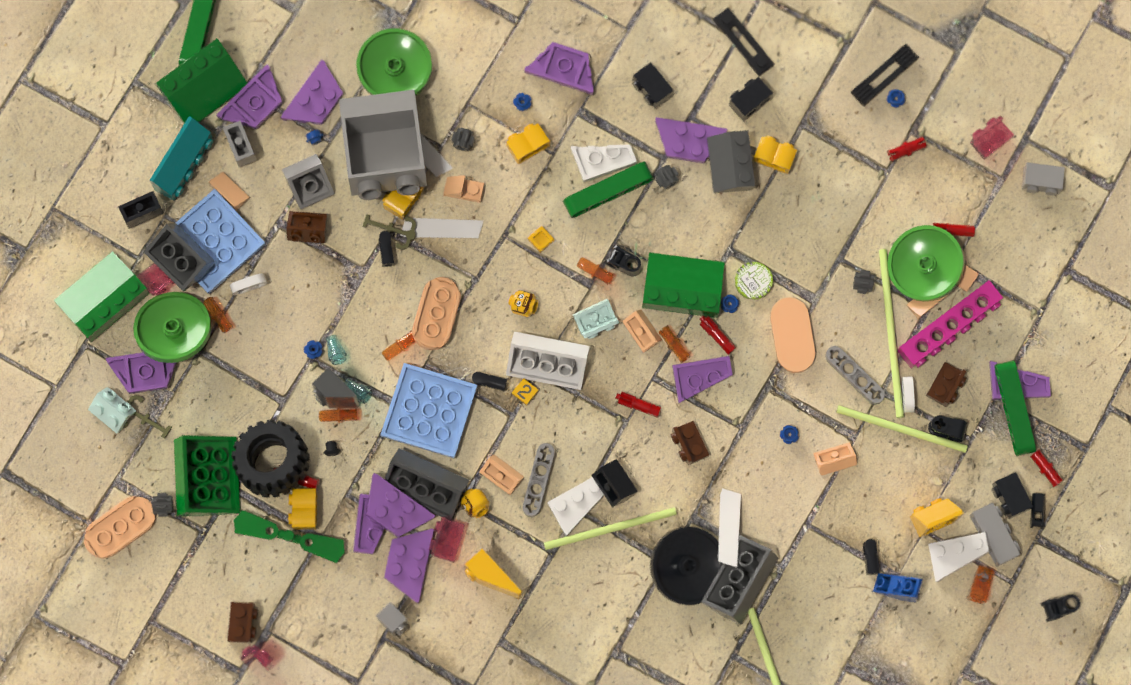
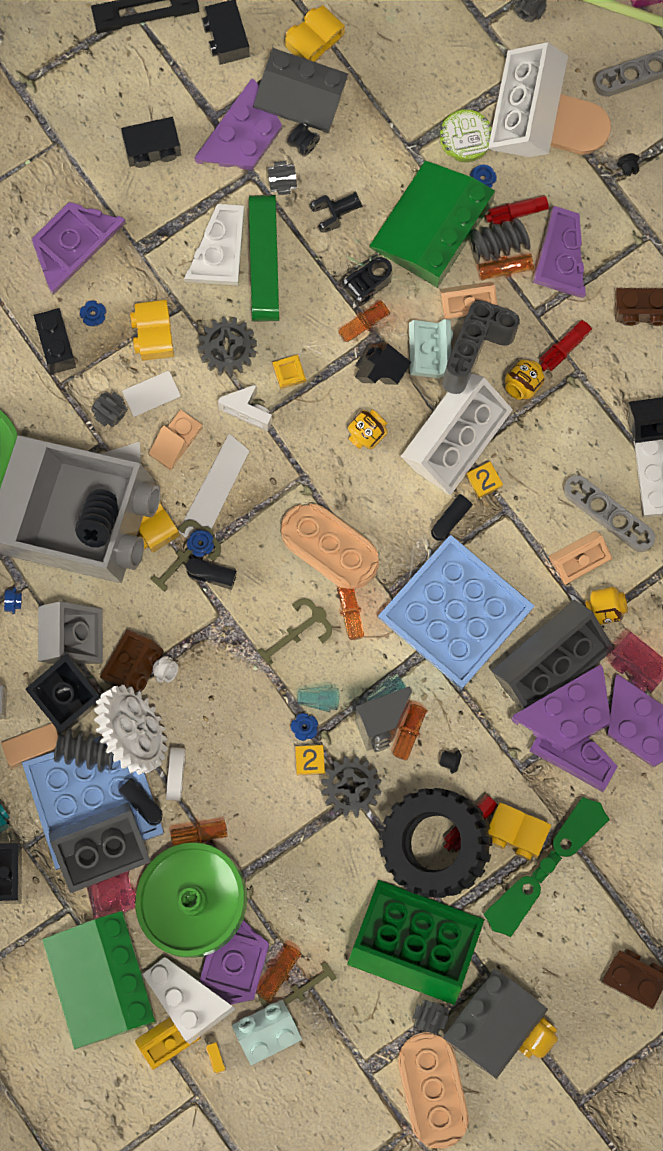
camera: 65 degrees left, 0 degrees up
(82, 386) = (215, 1058): none -> yellow tile
(83, 353) = (162, 1043): none -> yellow slope
(109, 351) = (186, 1000): none -> white wing
(151, 401) = (278, 973): none -> clear orange pin
(174, 544) = (495, 1023): none -> dark grey slope
(178, 575) = (540, 1040): none -> yellow head
(219, 270) = (140, 802): none -> black bar
(234, 221) = (83, 751): none -> dark grey piece
(260, 242) = (130, 729): none -> white gear
(265, 192) = (64, 693): none -> black slope
(280, 398) = (348, 775): none -> dark grey gear
(293, 362) = (310, 760): none -> yellow tile
(311, 248) = (165, 669): none -> white plate
(379, 159) = (97, 518): none -> black piece
(389, 327) = (318, 615): none -> olive piece
(401, 238) = (199, 535): none -> blue plate
(487, 161) = (151, 393): none -> white sticker
(492, 86) = (54, 341): none -> black brick
(503, 218) = (239, 405): none -> white slope
(532, 197) = (239, 345): none -> dark grey gear
(569, 293) = (381, 363): none -> black brick
(602, 387) = (524, 379): none -> yellow head
(605, 344) = (482, 323): none -> dark grey beam
(662, 220) = (338, 209): none -> black piece
(688, 331) = (499, 239): none -> dark grey piece
(700, 179) = (303, 139): none -> black wheel
(783, 393) = (629, 164): none -> black piece
(793, 308) = (528, 100): none -> white slope

